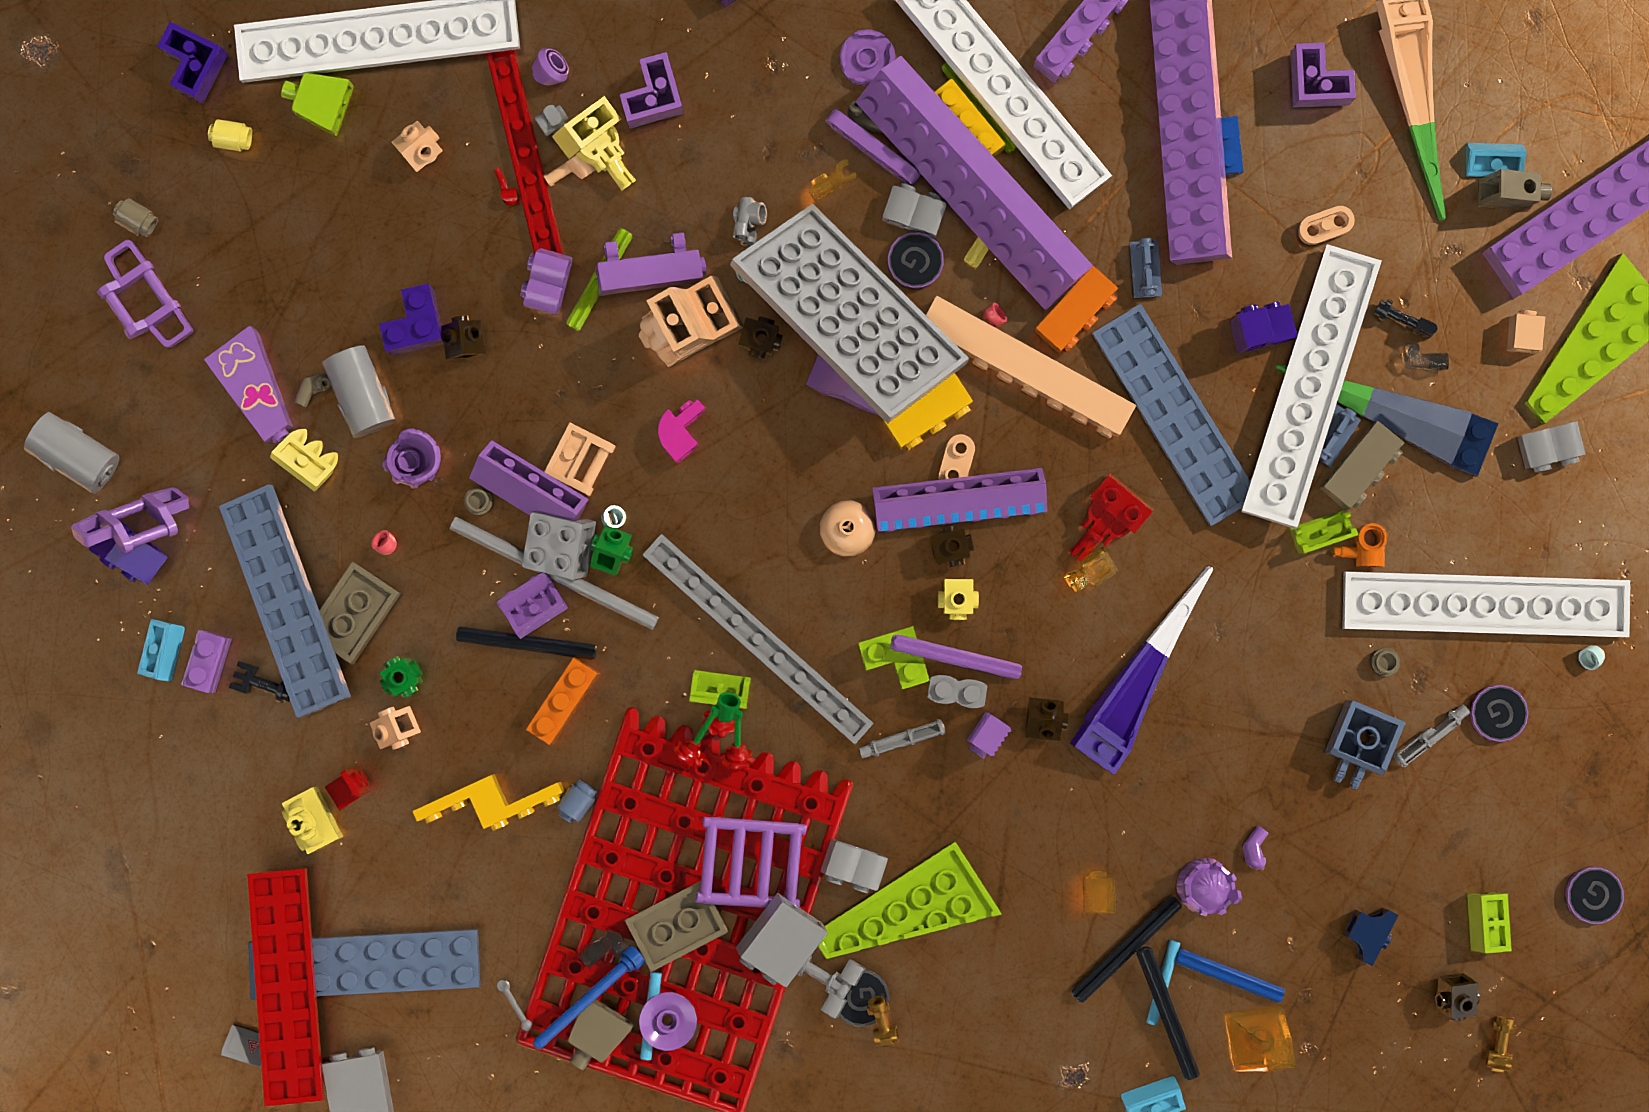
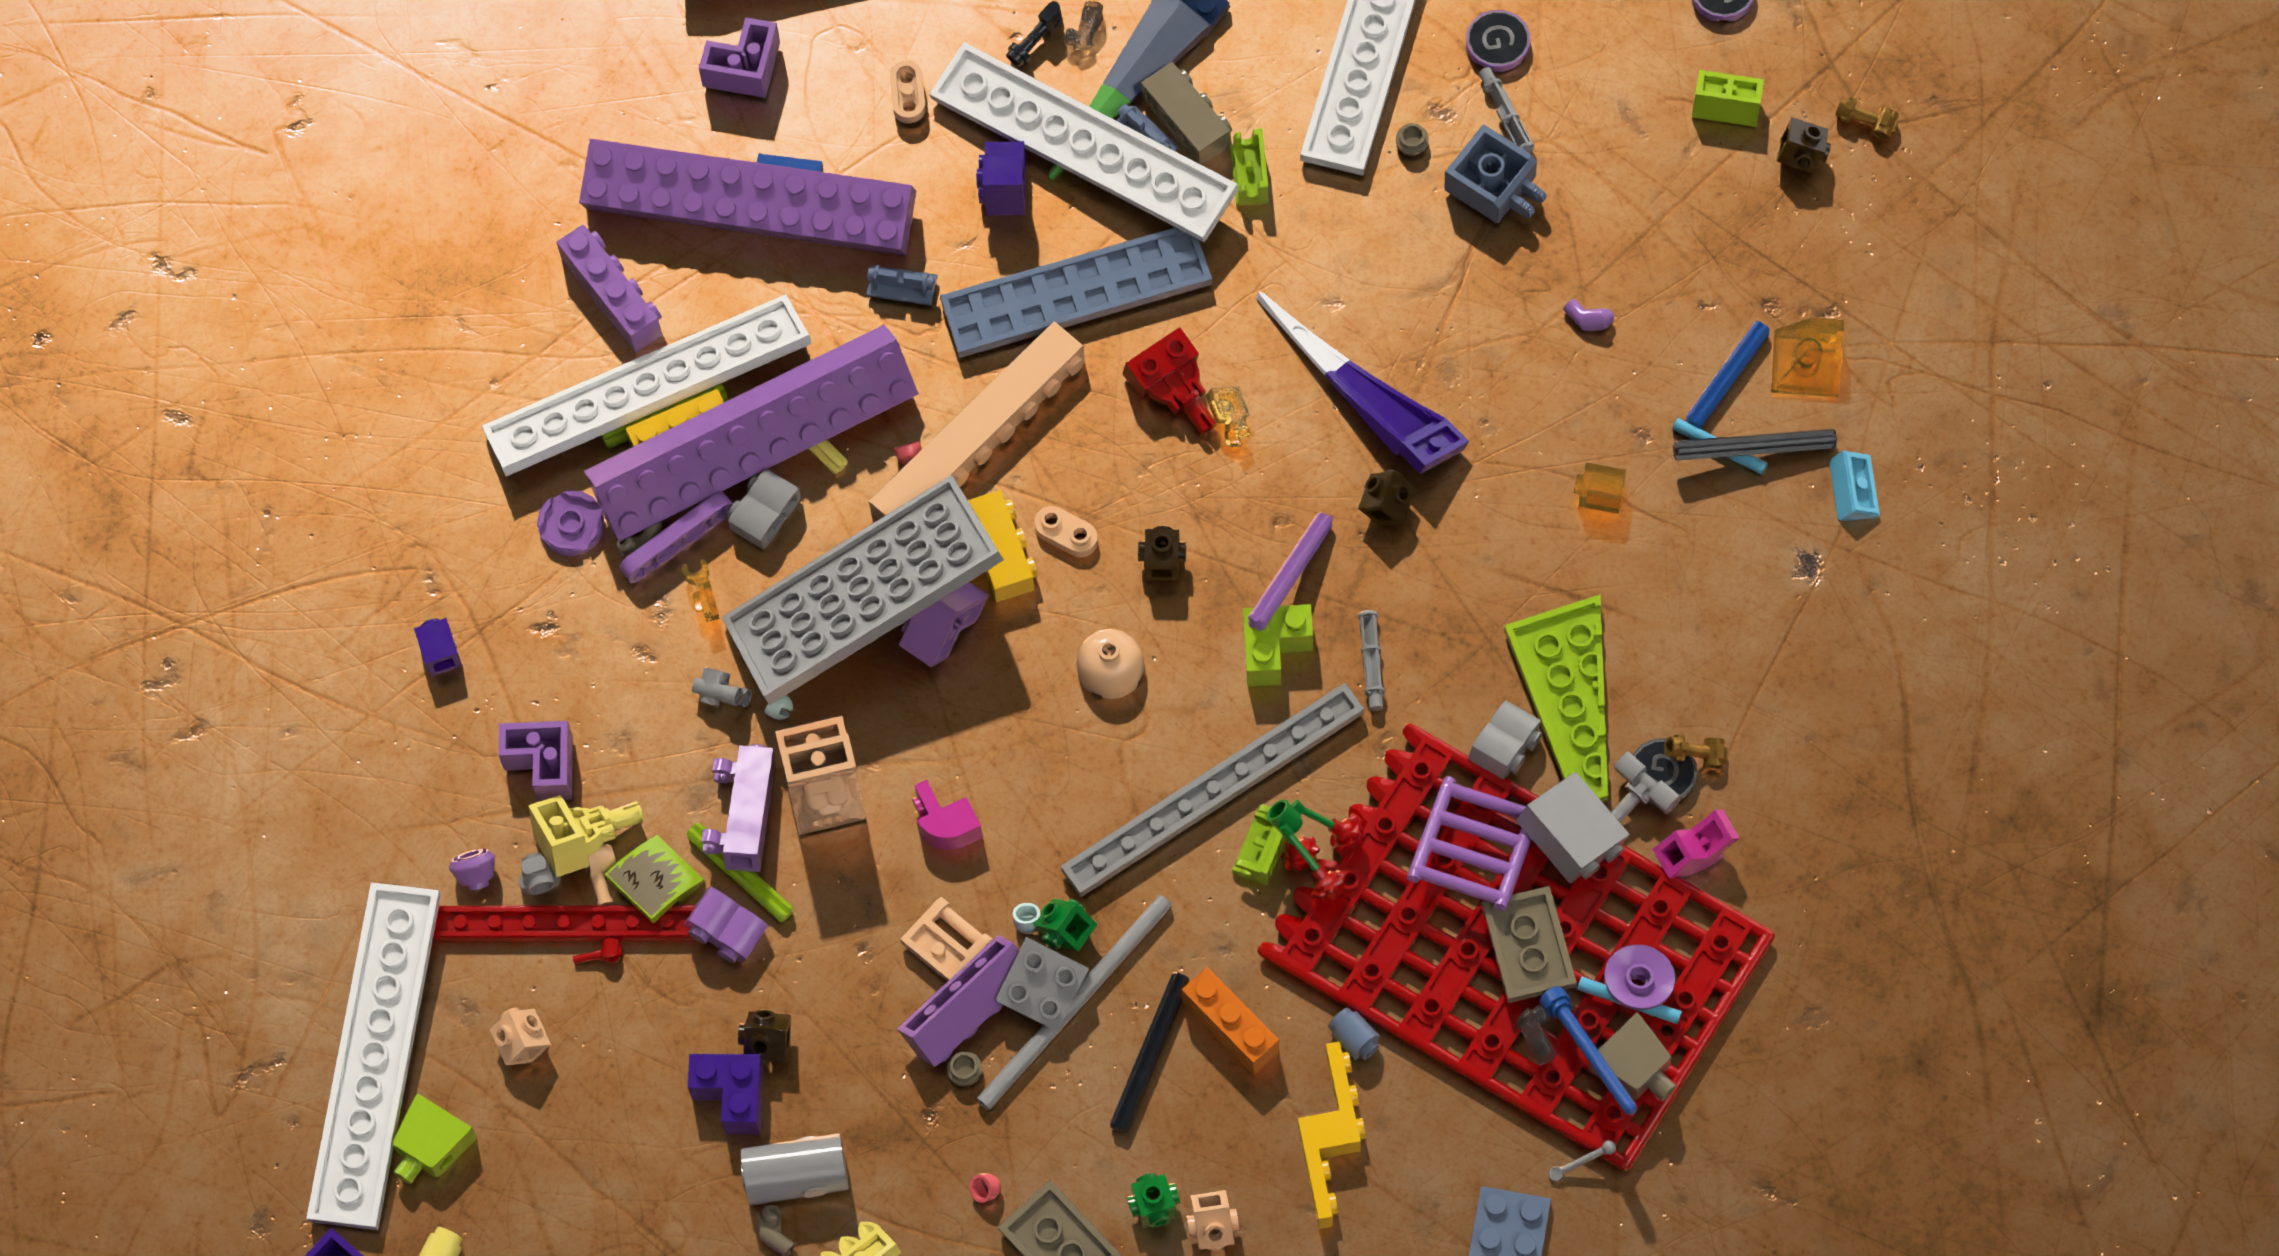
camera: 70 degrees left, 20 degrees down
(412, 458) = (893, 1125): medium lavender hair -> none
(532, 604) = (1106, 1031): medium lavender bracket -> none
(576, 213) = (654, 878): none -> slope
(755, 328) = (861, 704): dark brown brick -> none
(797, 1040) = (1696, 848): none -> dark pink brick
(915, 260) = (820, 522): black tile -> none
(960, 499) = (1110, 531): medium lavender brick -> none
(960, 587) = (1223, 558): light yellow brick -> none
(964, 692) = (1331, 584): light grey brick -> none
(988, 735) = (1389, 557): medium lavender brick -> none
(1077, 310) = (932, 365): orange brick -> none
(1126, 949) = (1672, 475): black axle -> none
(1207, 887) = (1620, 371): medium lavender hair -> none
(1365, 555) = (1286, 130): orange piece -> none
(1371, 933) = (1713, 219): dark blue brick -> none

